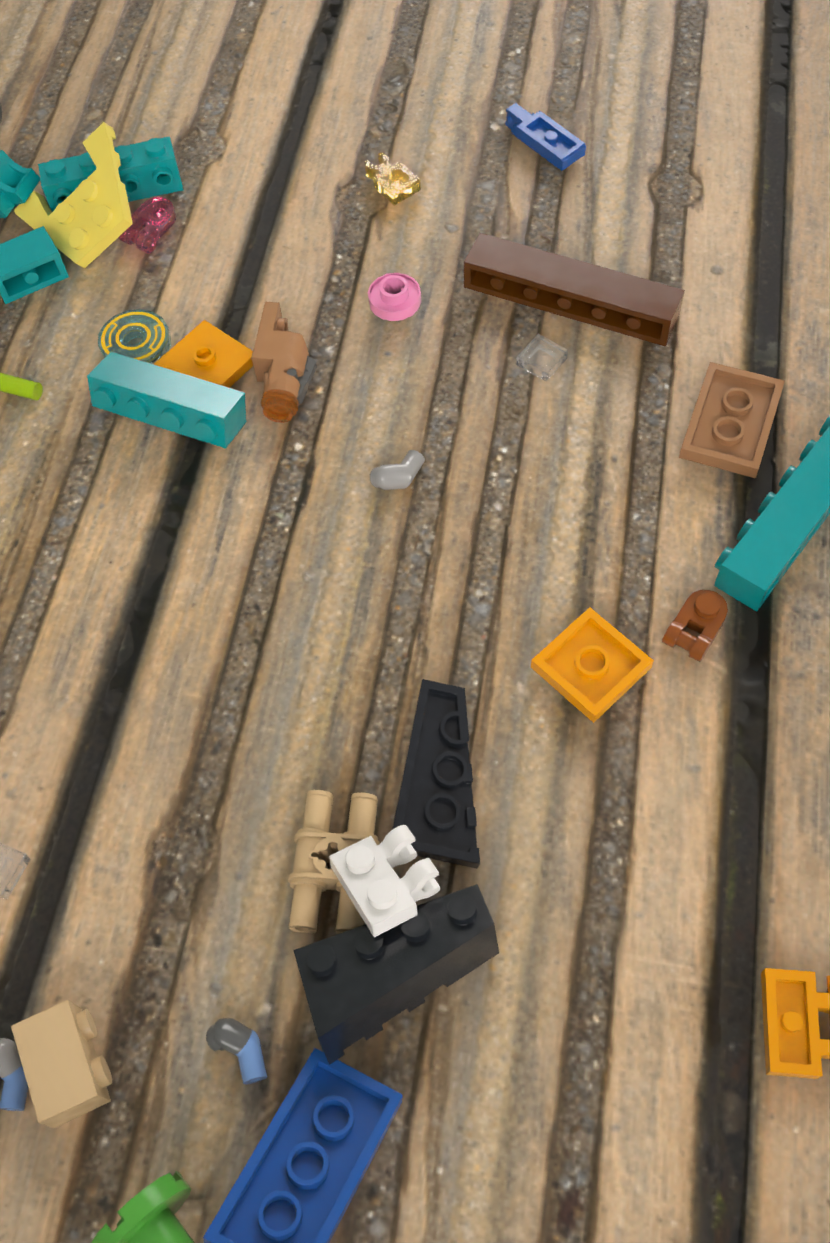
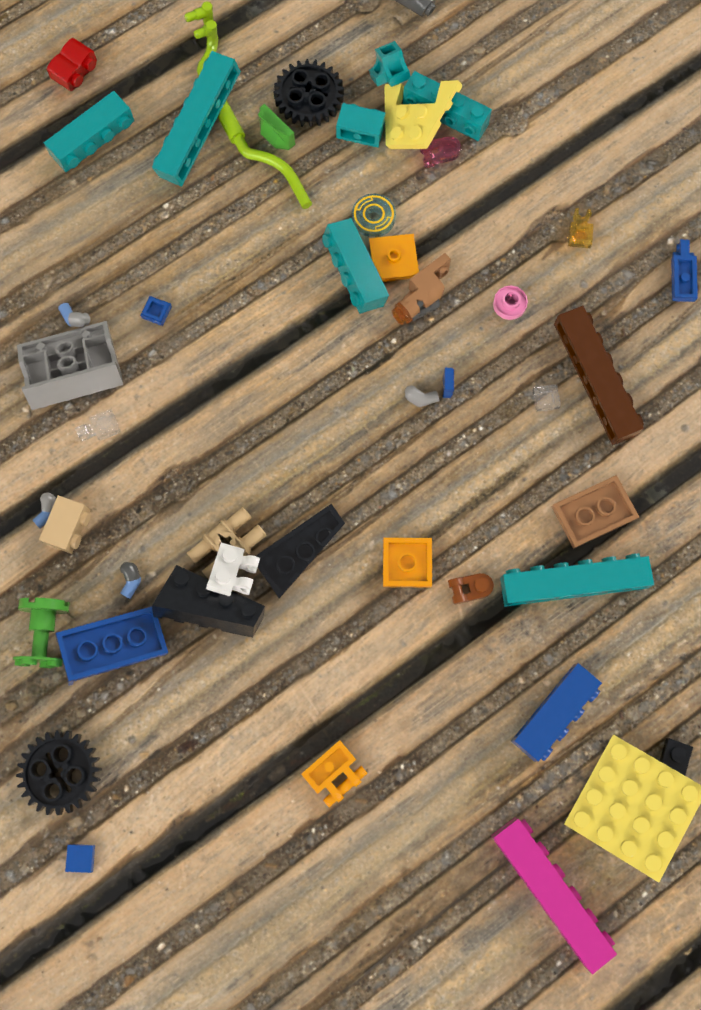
camera: 40 degrees right, 15 degrees up
(414, 429) = (448, 382): none -> blue tile

